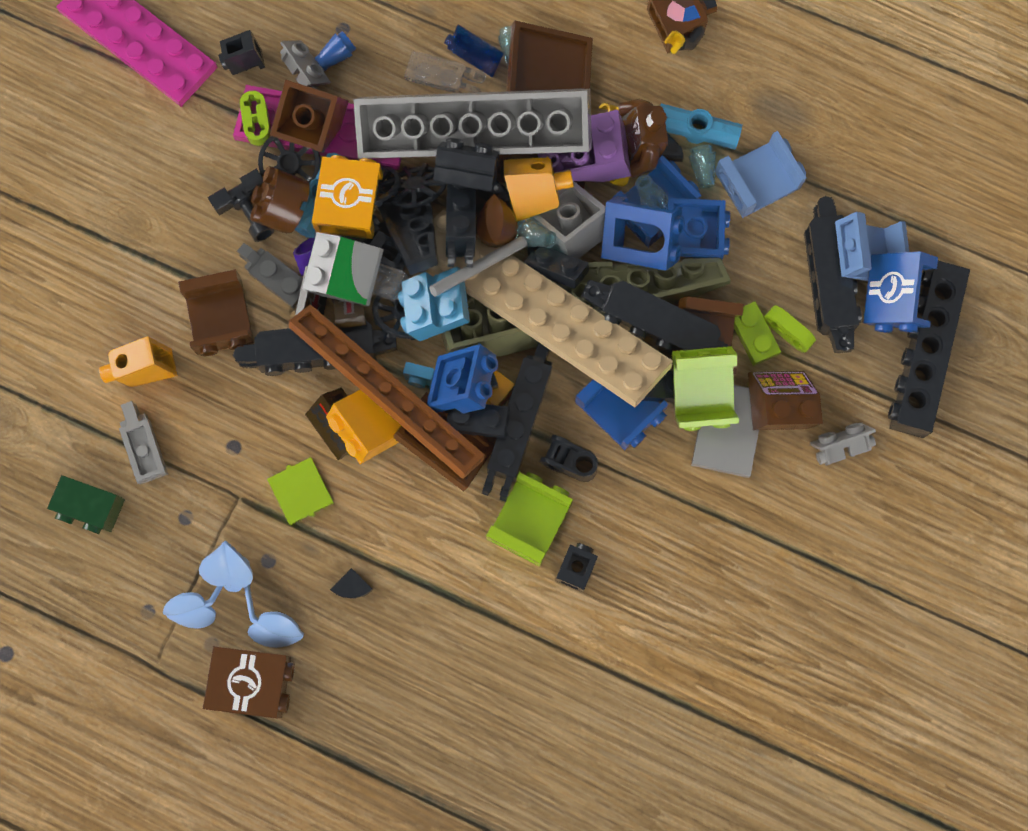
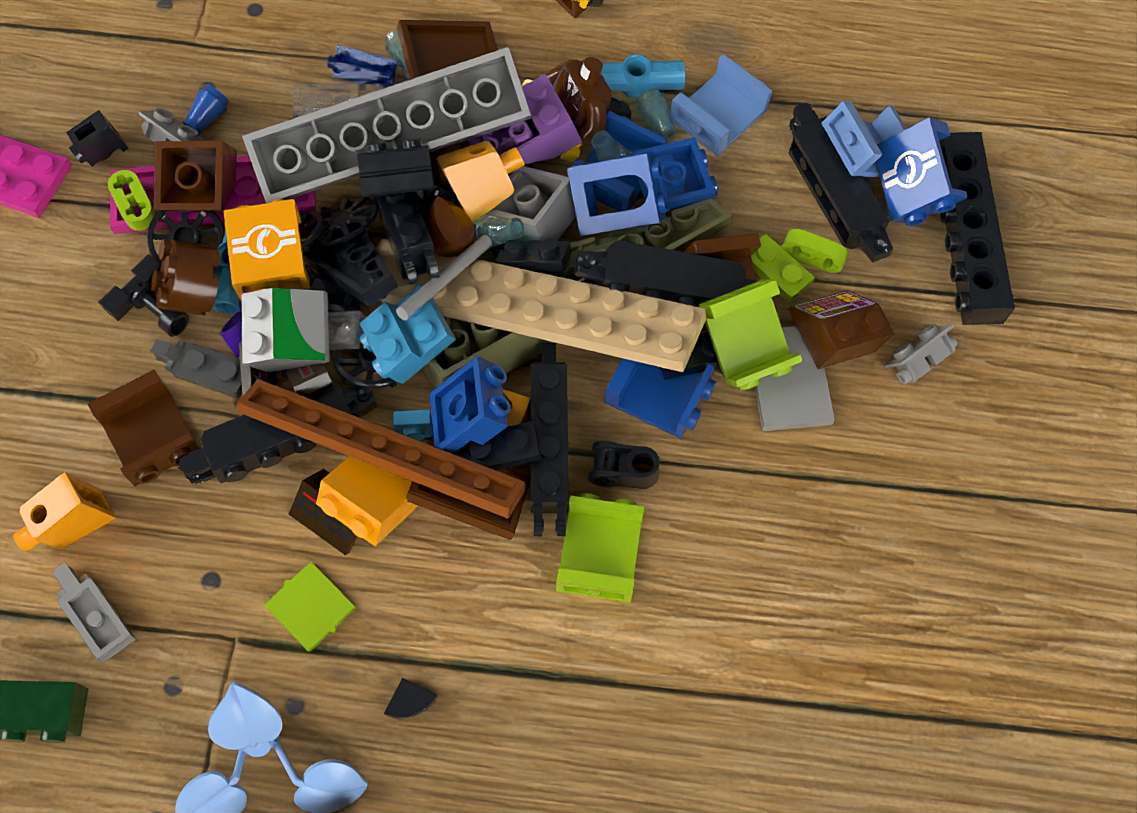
camera: 20 degrees left, 10 degrees down
(573, 579) = (685, 573): black brick -> none

